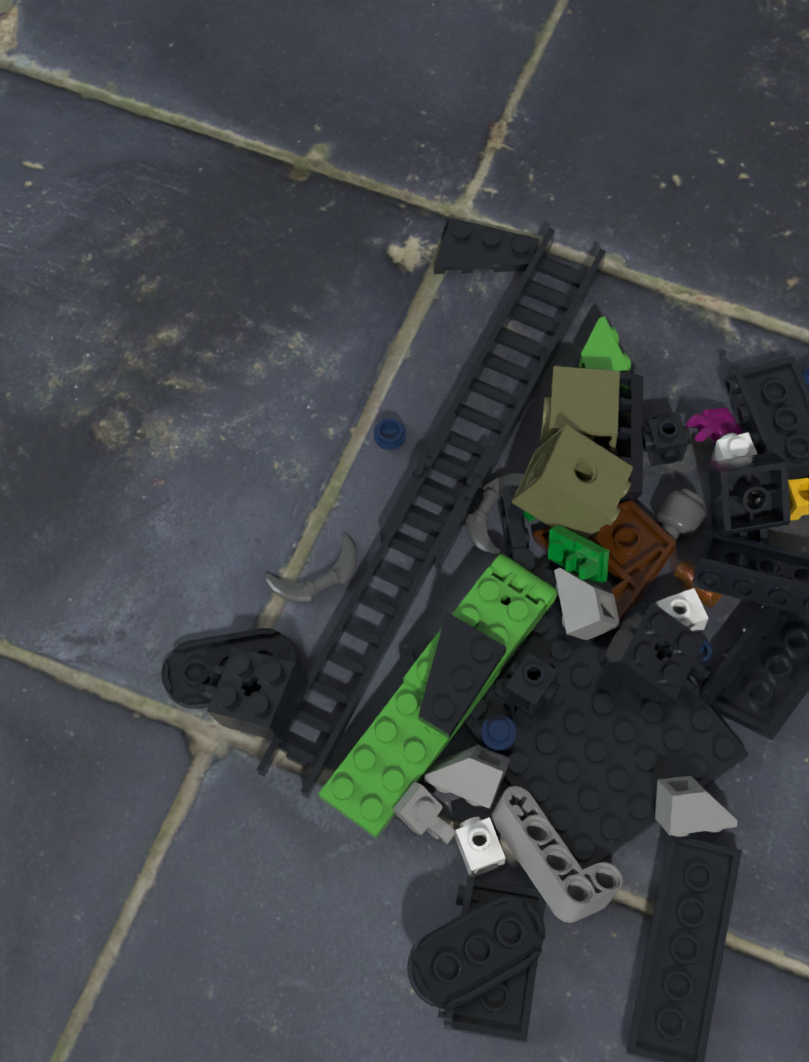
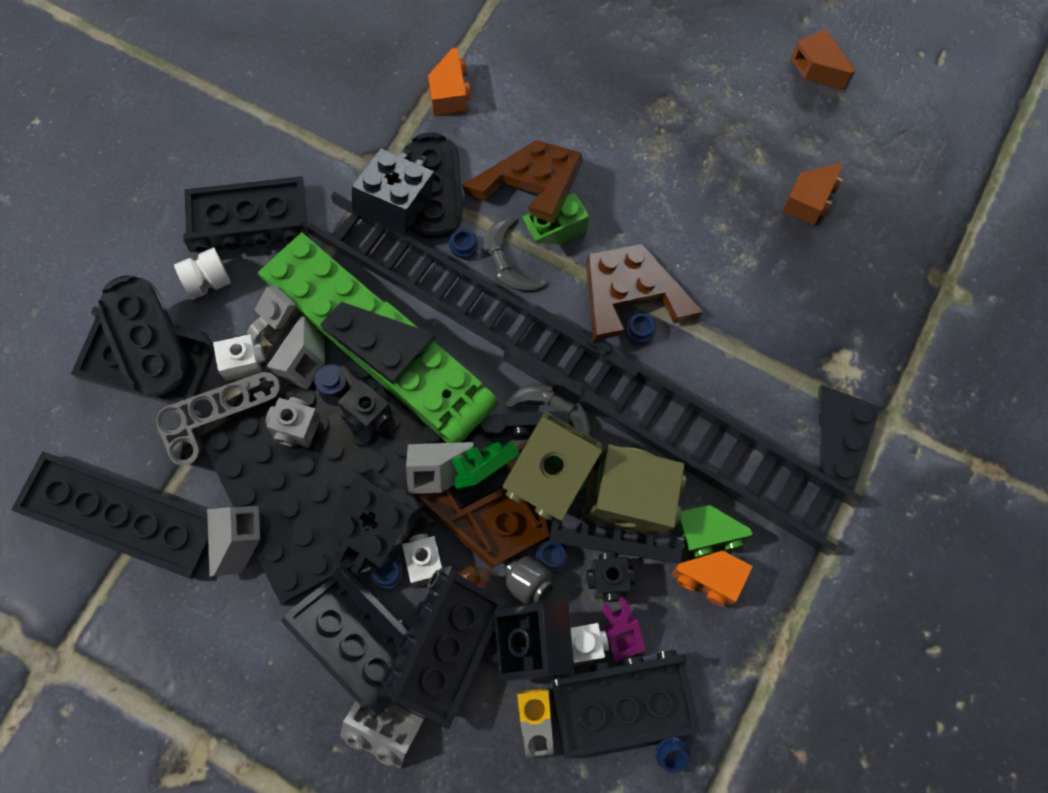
camera: 90 degrees right, 5 degrees up
(47, 271) = (822, 61): none -> dark orange slope
(96, 661) = (447, 85): none -> orange slope
(210, 545) = (535, 168): none -> reddish brown wing
(218, 277) = (811, 193): none -> dark orange slope
(275, 519) = (569, 224): none -> bright green slope
(292, 875) = (245, 214): none -> black bracket
(306, 623) = (463, 243): none -> dark blue plate
(339, 453) = (630, 278): none -> wing
(381, 911) = (202, 274): none -> white wheel
(559, 758) = (292, 422): none -> light grey brick
(646, 346) = (716, 575): none -> orange slope
(651, 498) = (552, 555): none -> dark blue plate

